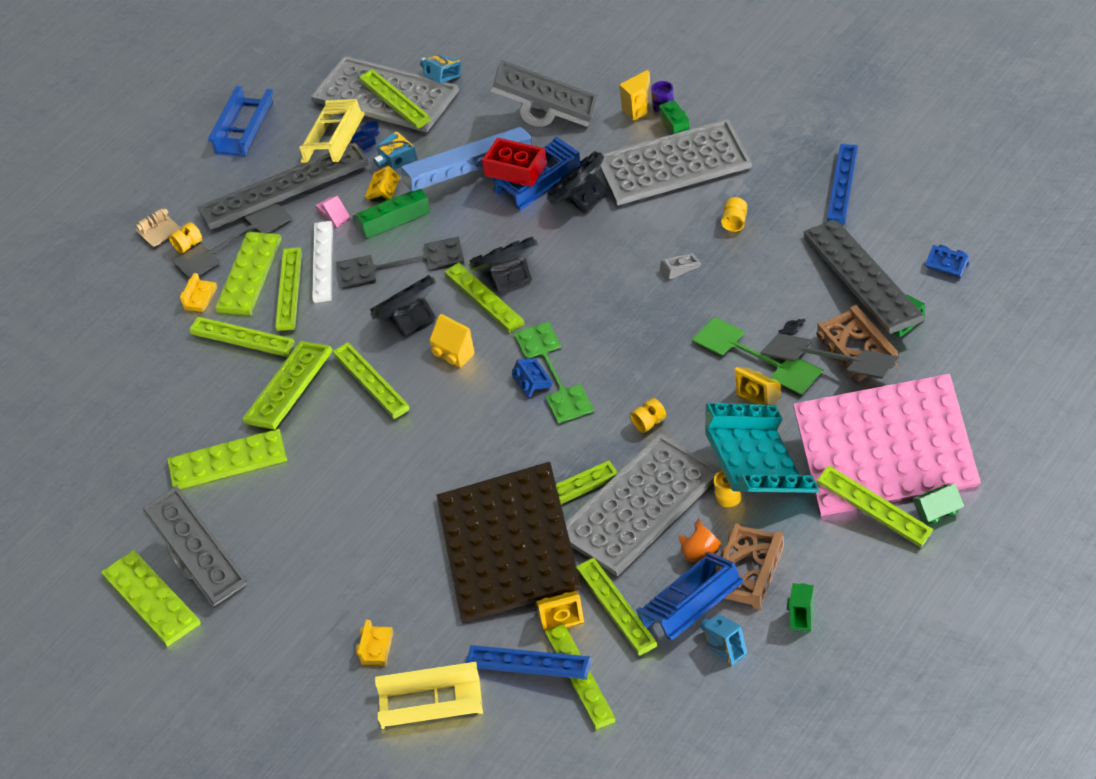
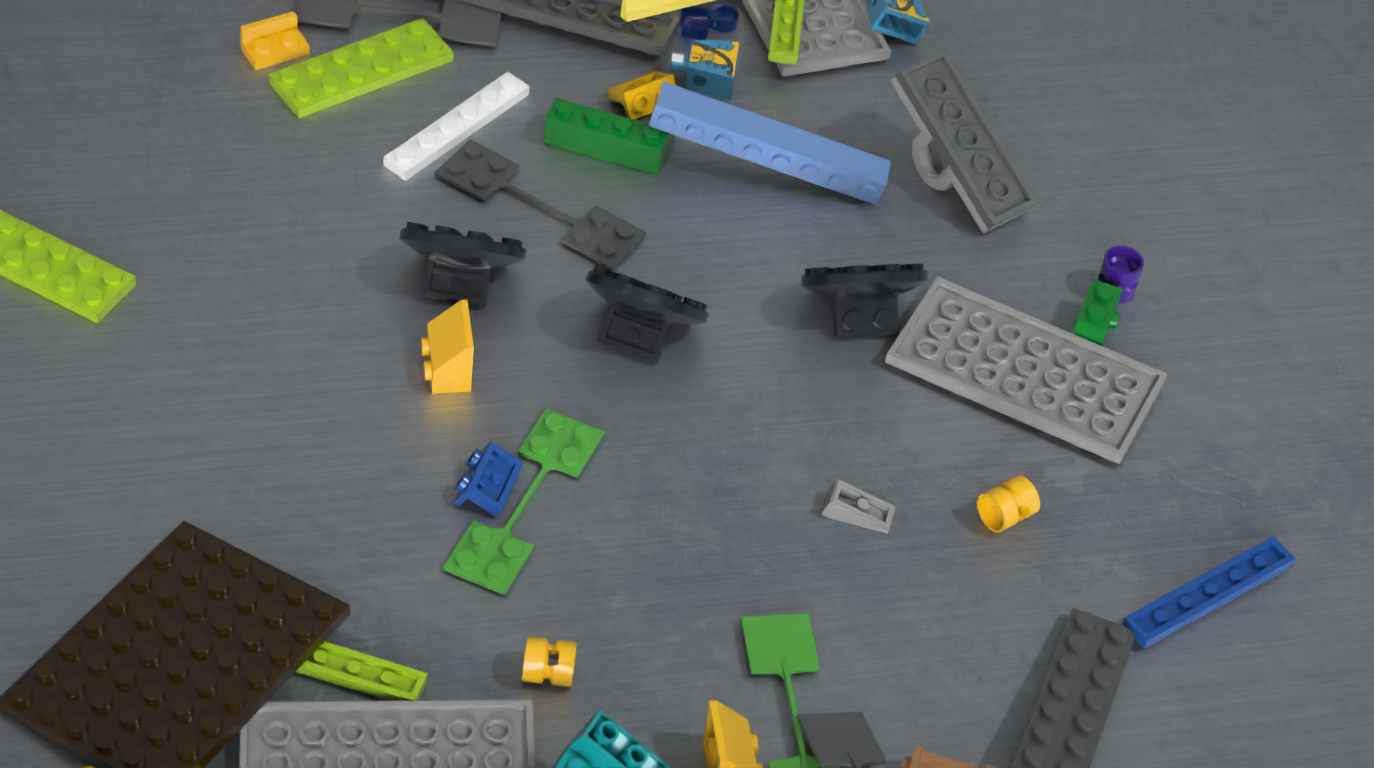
camera: 30 degrees right, 0 degrees up
(242, 336) = (249, 134): lime plate -> none
(287, 385) = (213, 233): lime plate -> none
(288, 289) = (372, 123): lime plate -> none
(333, 211) = (547, 77): bright pink slope -> none
(371, 380) = (307, 314): lime plate -> none
(484, 298) = (571, 337): lime plate -> none
(514, 162) = (809, 193): red brick -> none
(567, 160) = (894, 228): blue piece -> none
(636, 95) = (1084, 243): yellow slope -> none
(792, 327) = (888, 720): black piece -> none

